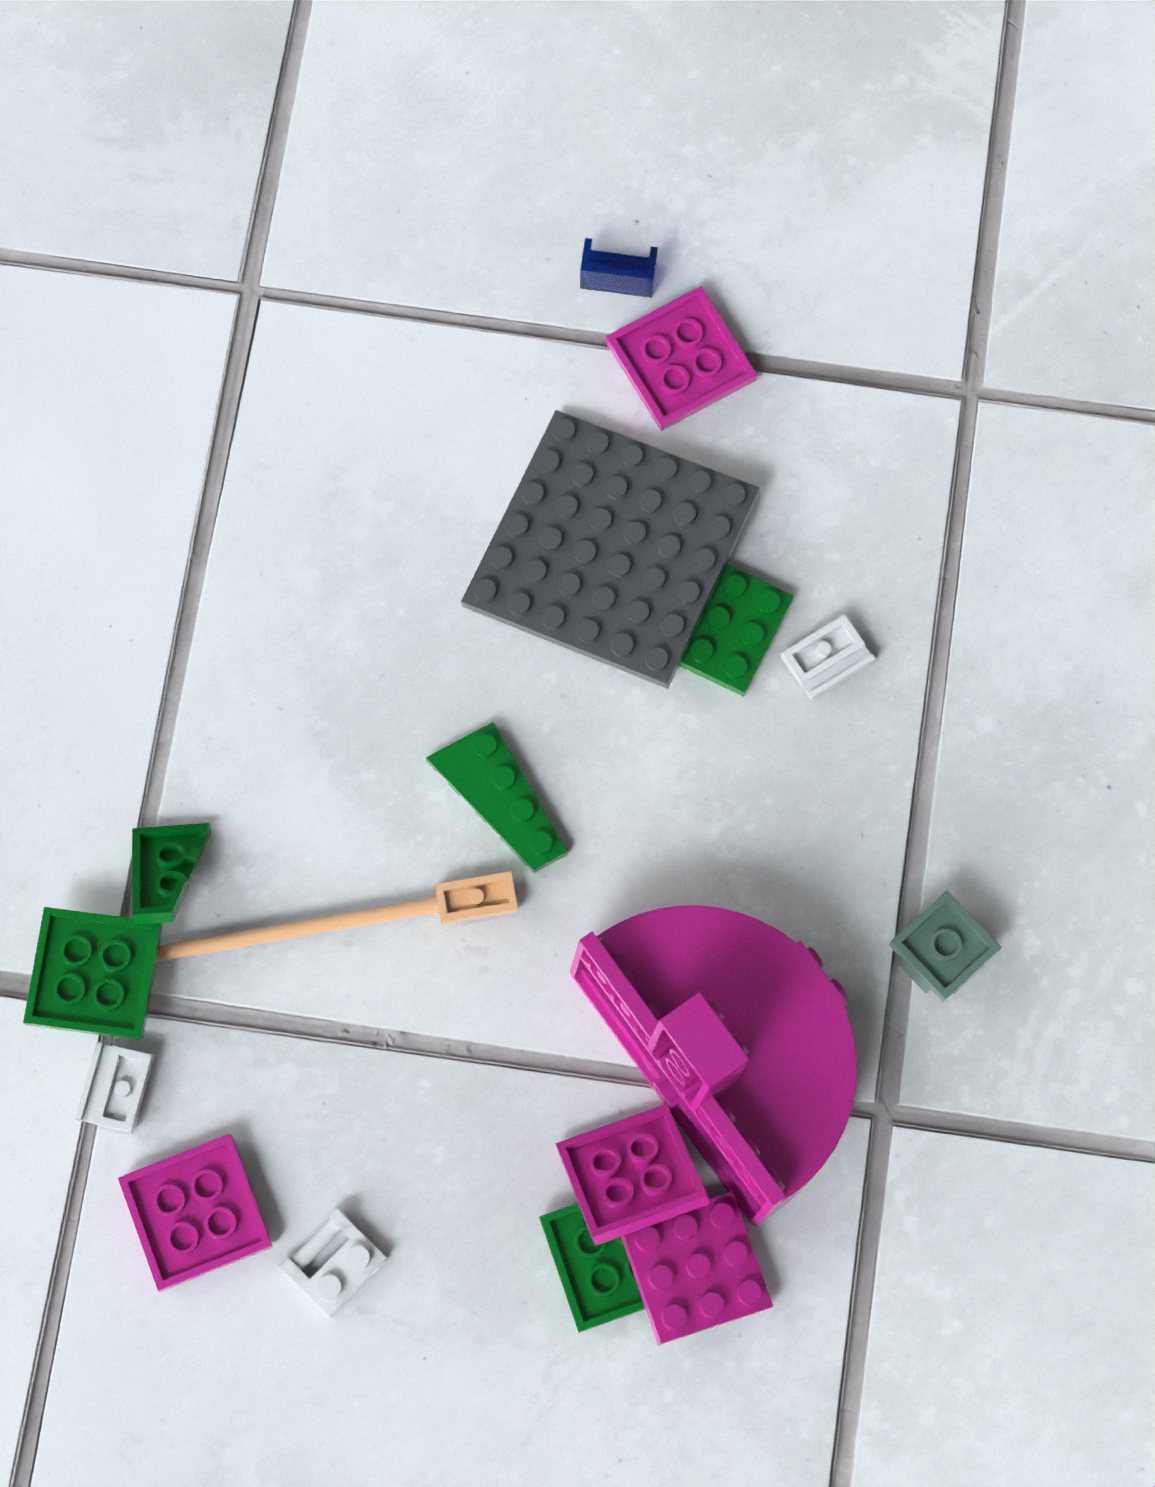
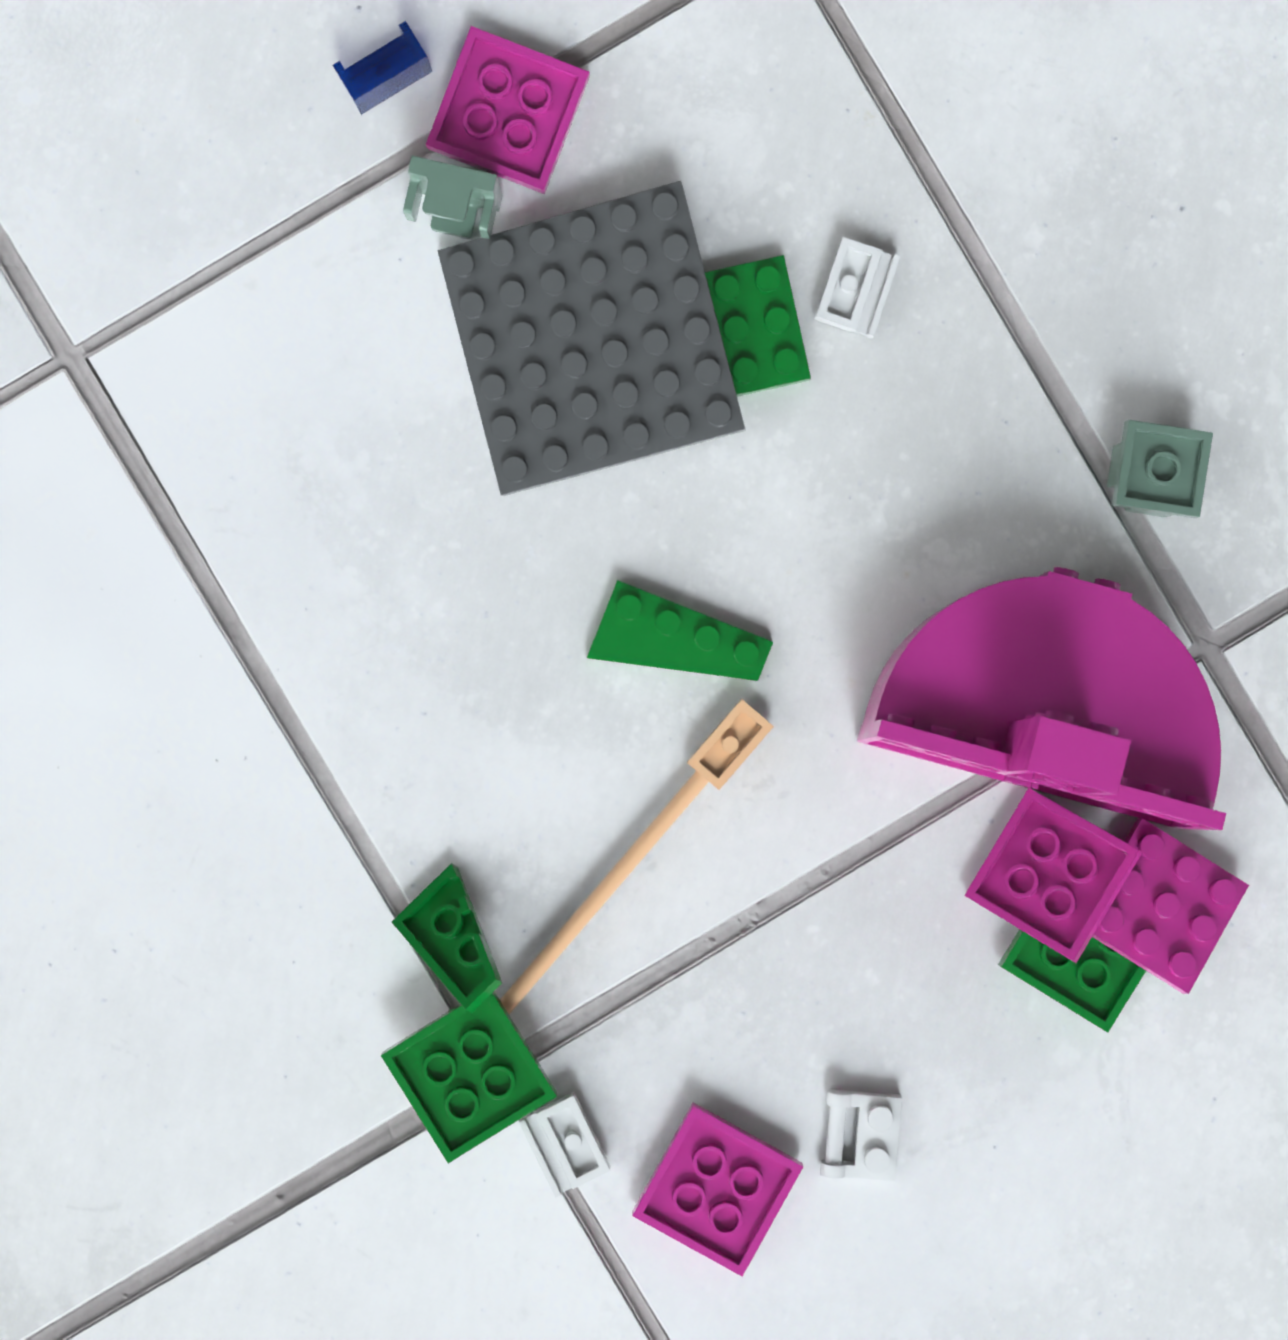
camera: 30 degrees left, 15 degrees up
(600, 383) = (452, 197): none -> sand green panel

